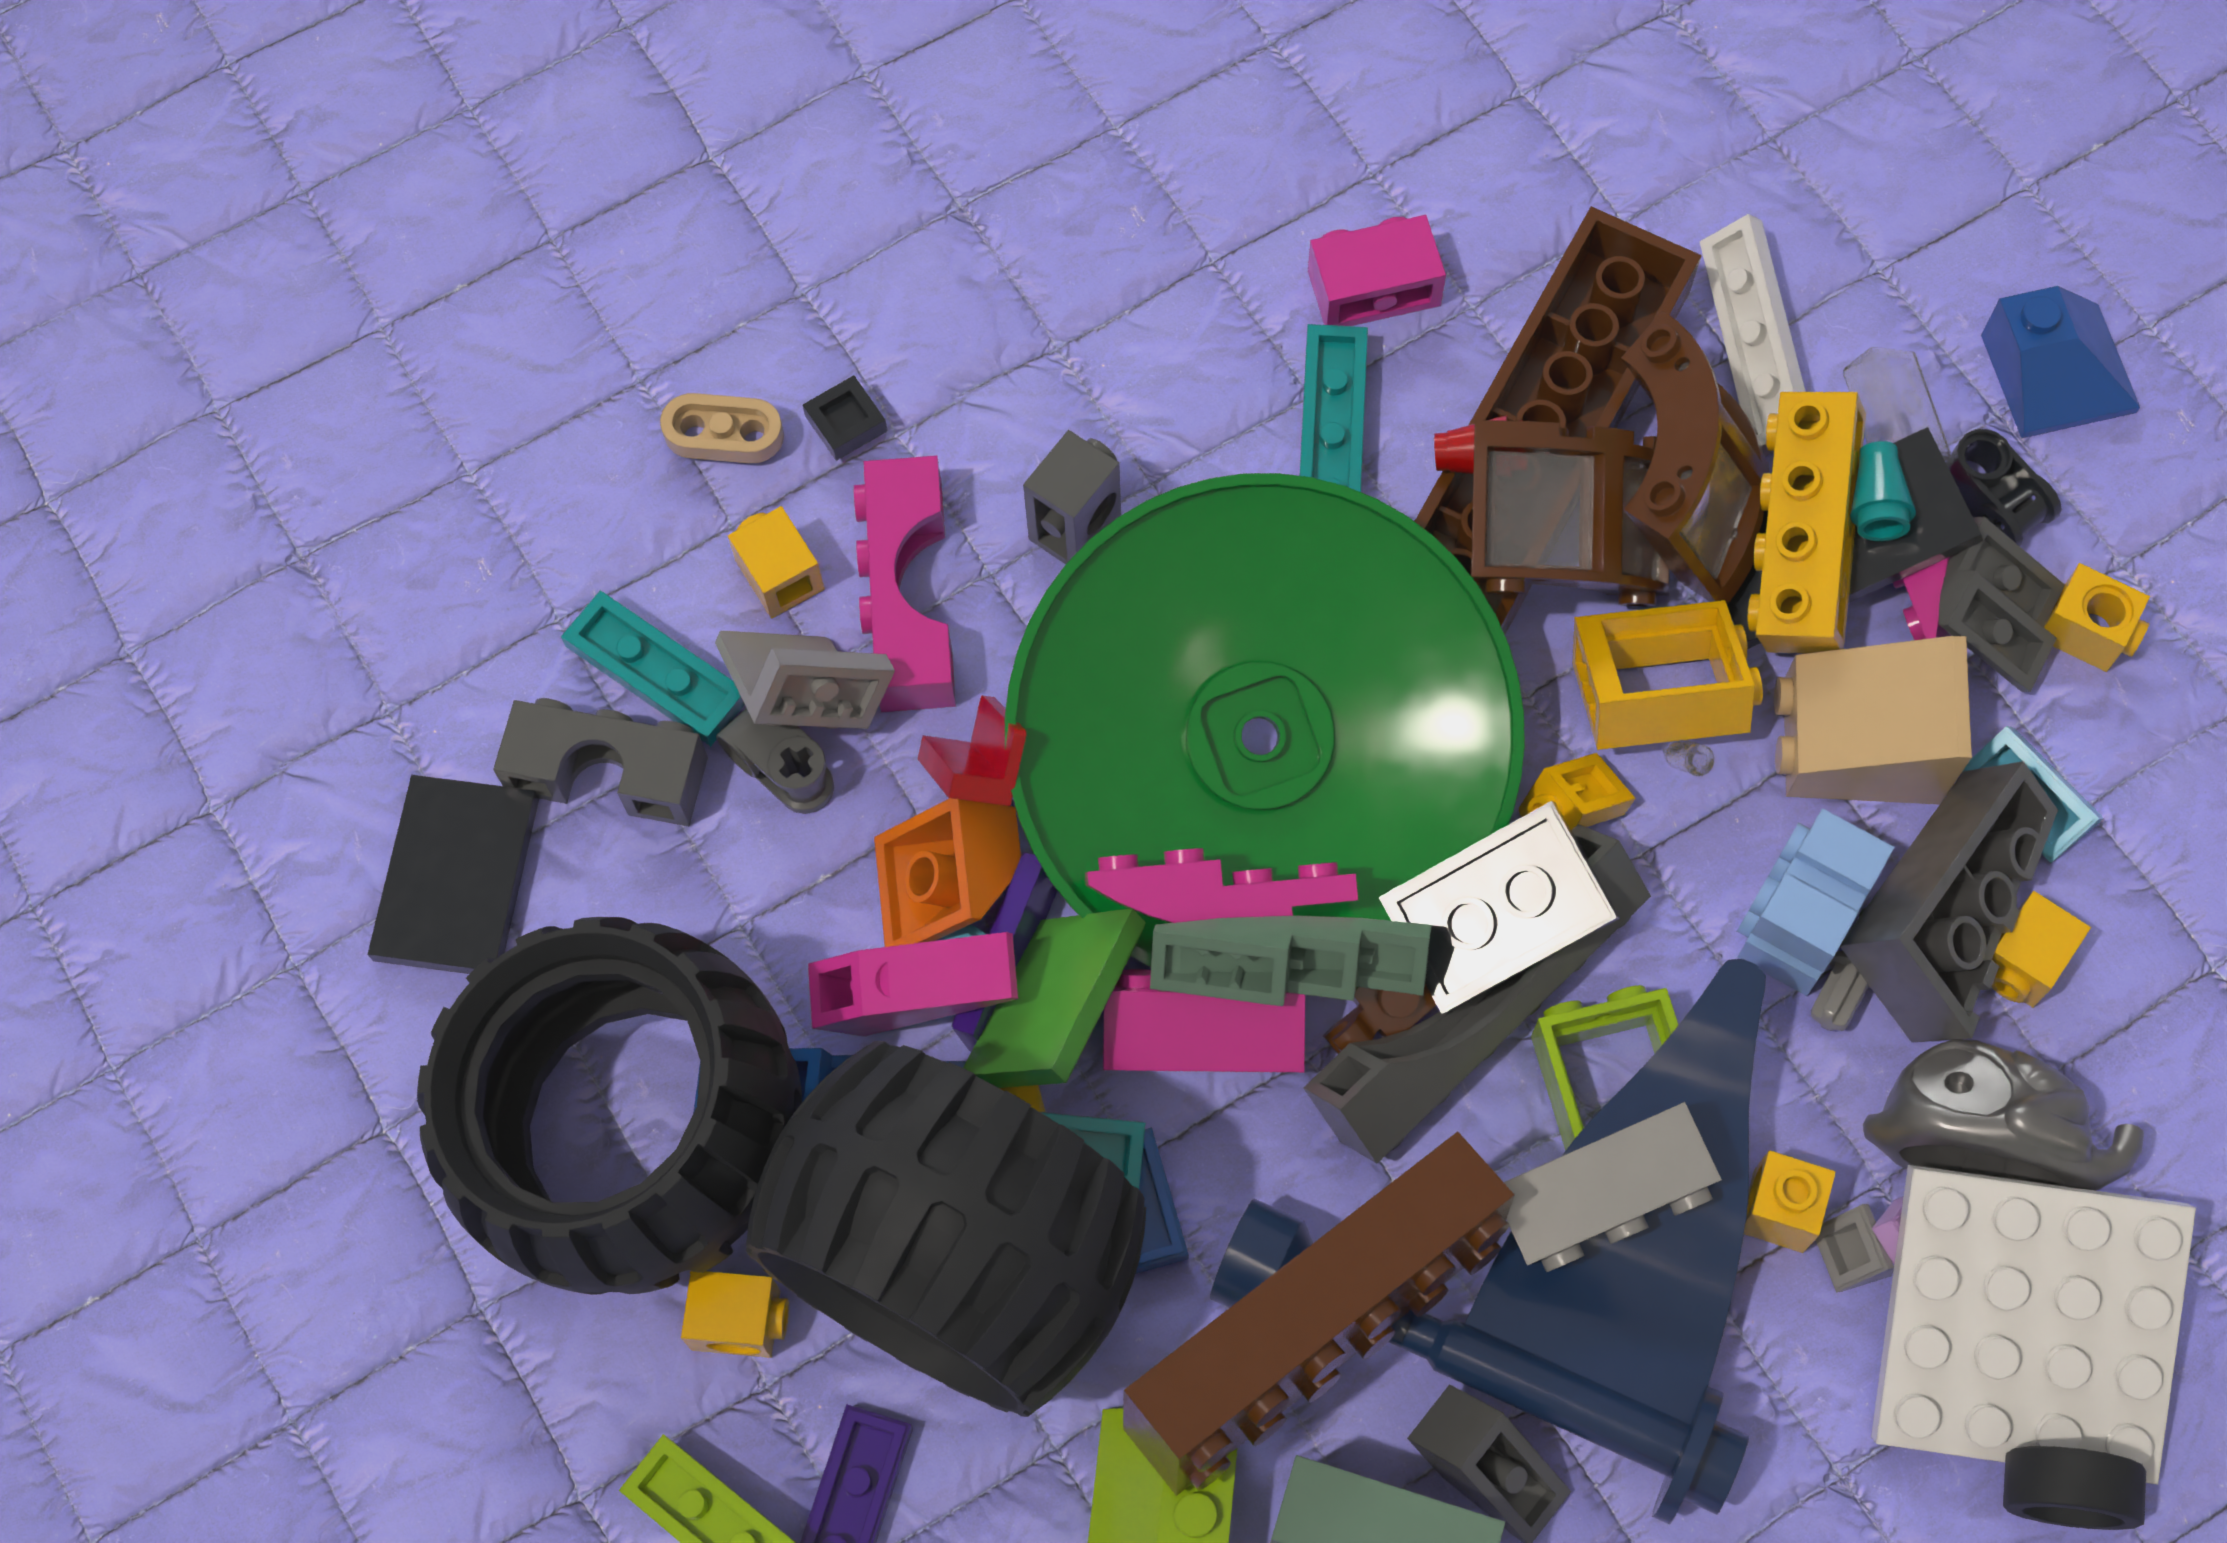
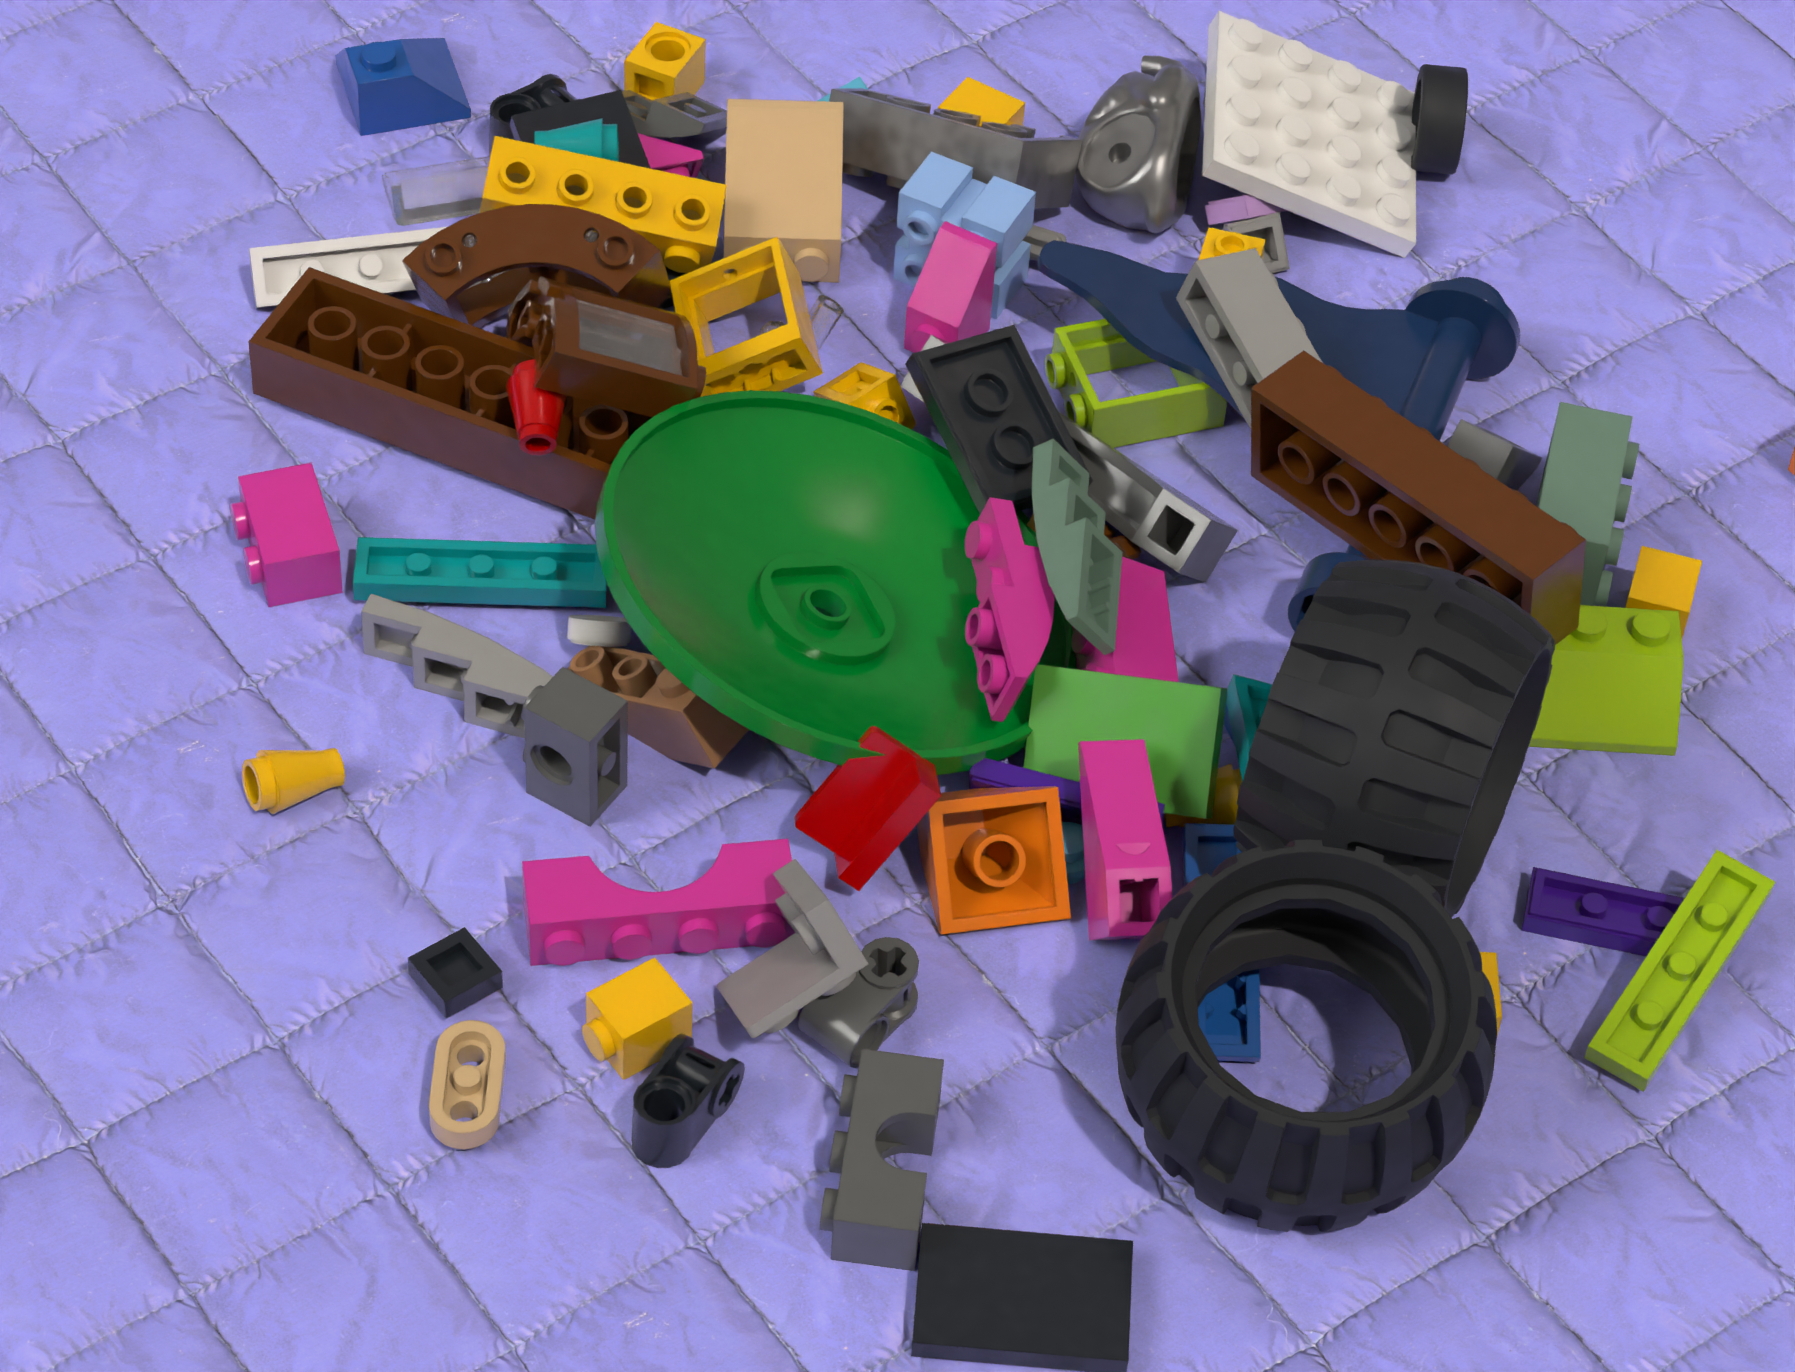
camera: 100 degrees left, 20 degrees down
(654, 667) = (766, 1126): teal plate -> none
(694, 602) = (681, 1102): none -> black piece
(1077, 282) = (290, 776): none -> yellow cone
(1186, 442) = (453, 662): none -> light grey slope
(1711, 885) = (952, 289): none -> dark pink slope

